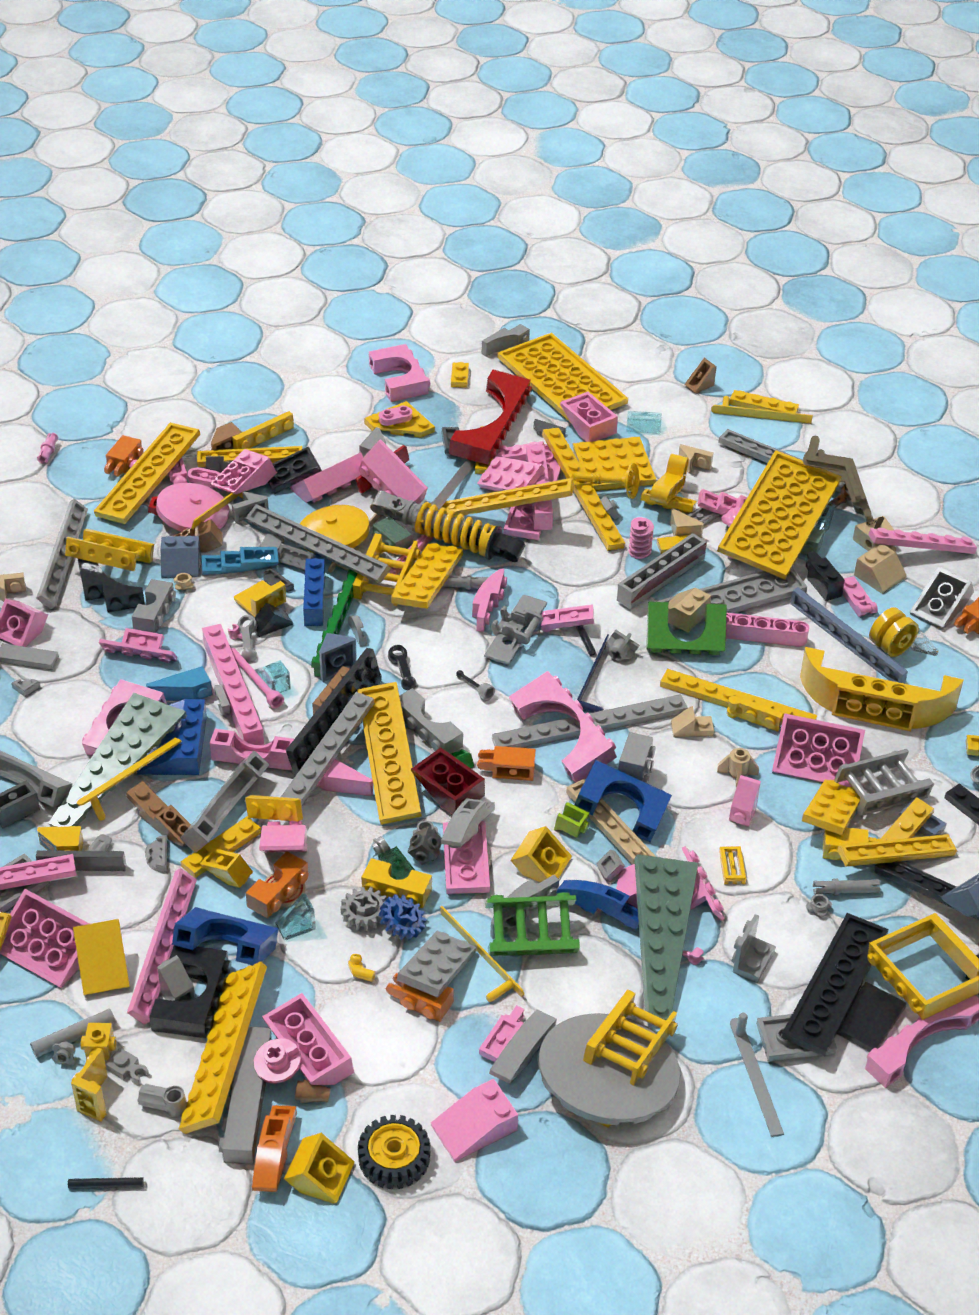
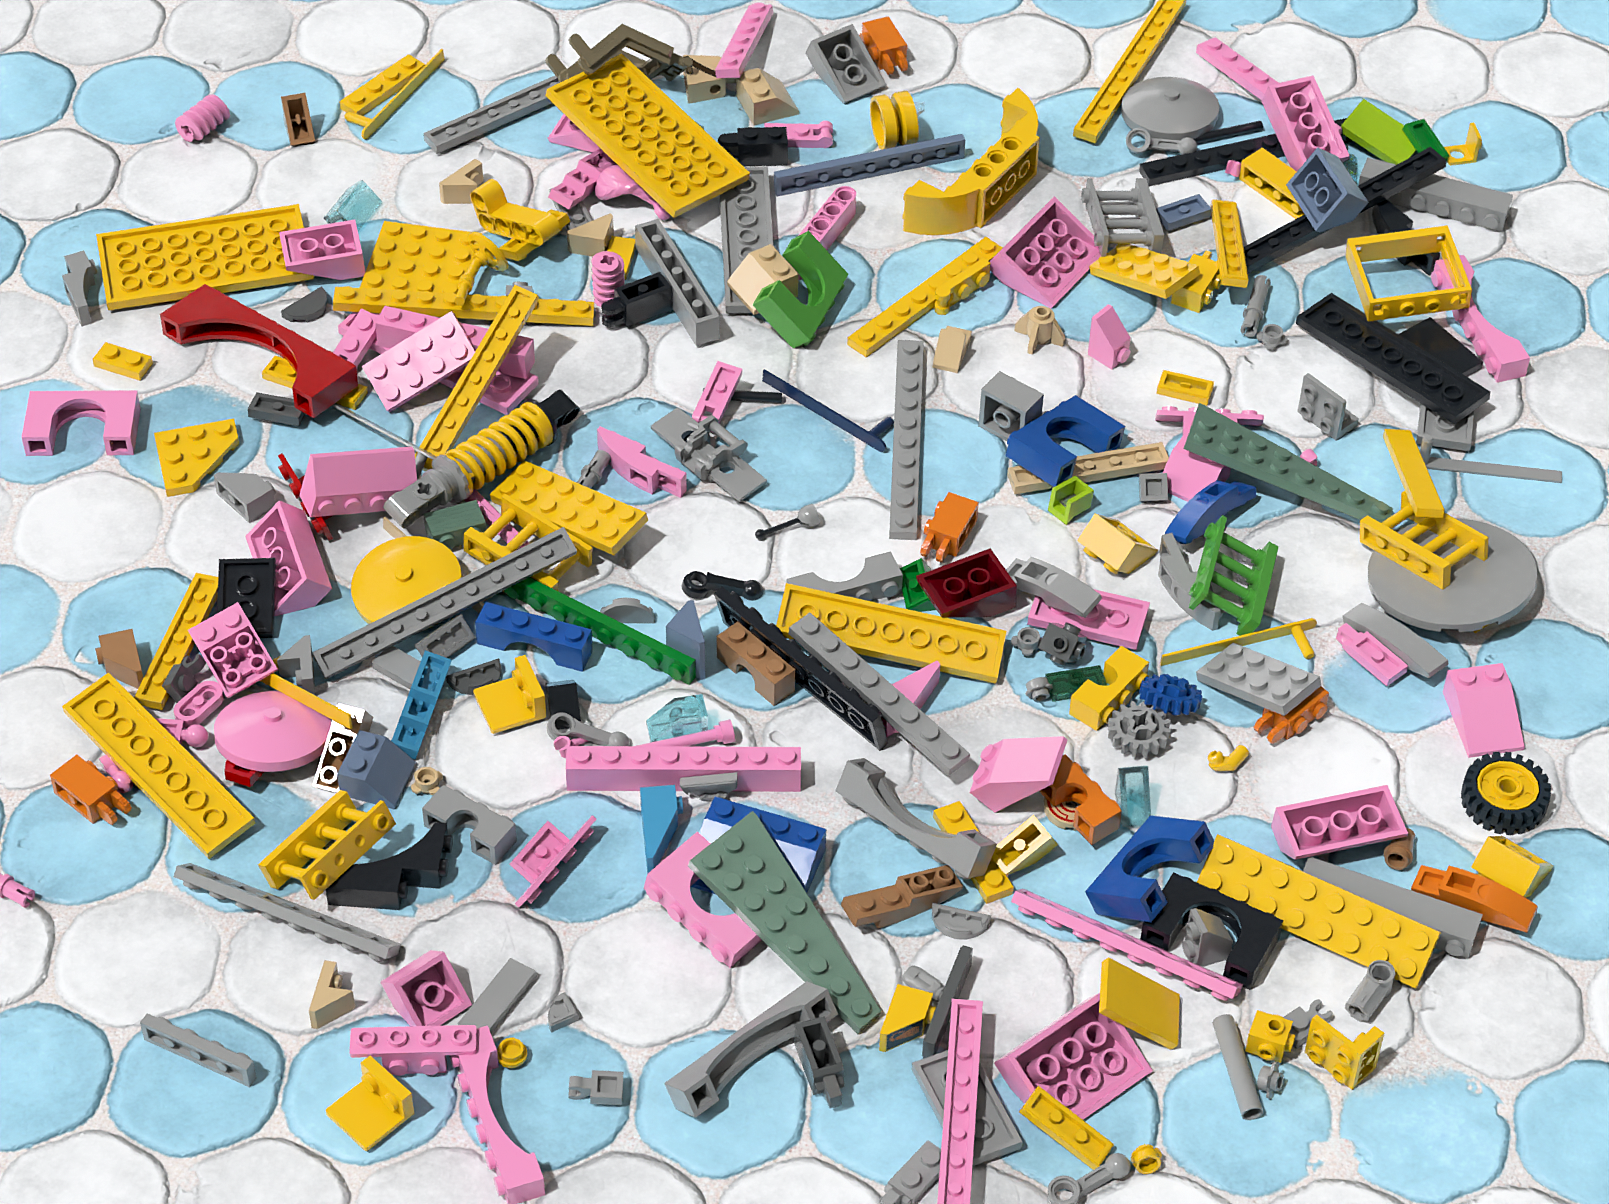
camera: 70 degrees left, 5 degrees up
(86, 1183) = (1471, 1077): black bar -> none
(92, 796) = (825, 907): yellow piece -> none
(229, 747) = (810, 793): bright pink arch -> none
(264, 431) = (131, 602): yellow plate -> none
(274, 808) = (956, 766): yellow plate -> none
(277, 1060) = (1367, 856): bright pink piece -> none
(395, 415) = (194, 449): bright pink plate -> none
(547, 695) = (967, 438): bright pink arch -> none
(621, 646) = (791, 364): light grey piece -> none
(629, 555) = (638, 301): none -> black hinge
(677, 342) = (202, 118): none -> bright pink piece
(699, 1015) = (1413, 473): none -> yellow tile
(910, 821) = (1191, 223): yellow plate -> none

